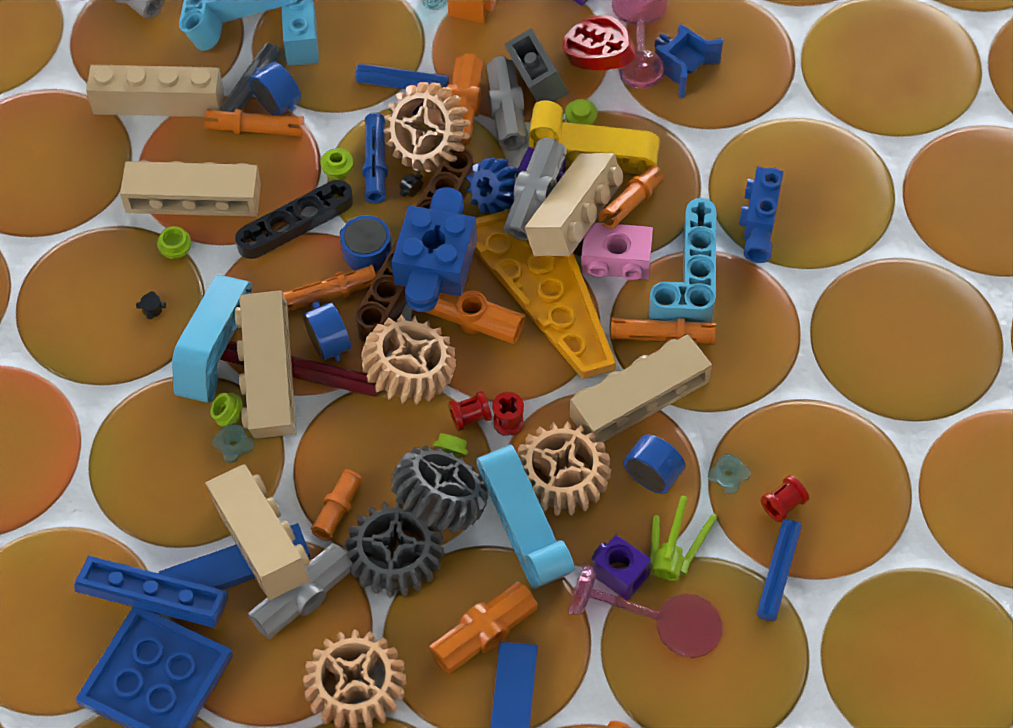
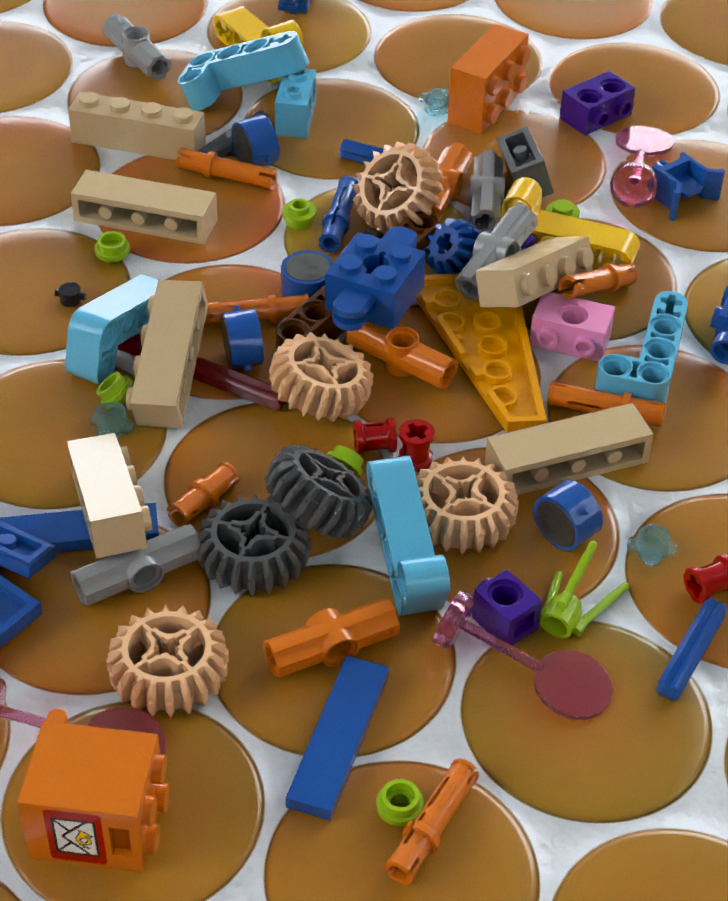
camera: 10 degrees right, 15 degrees down
(297, 223) = (202, 257): black beam -> none
(599, 44) = (594, 156): red piece -> none

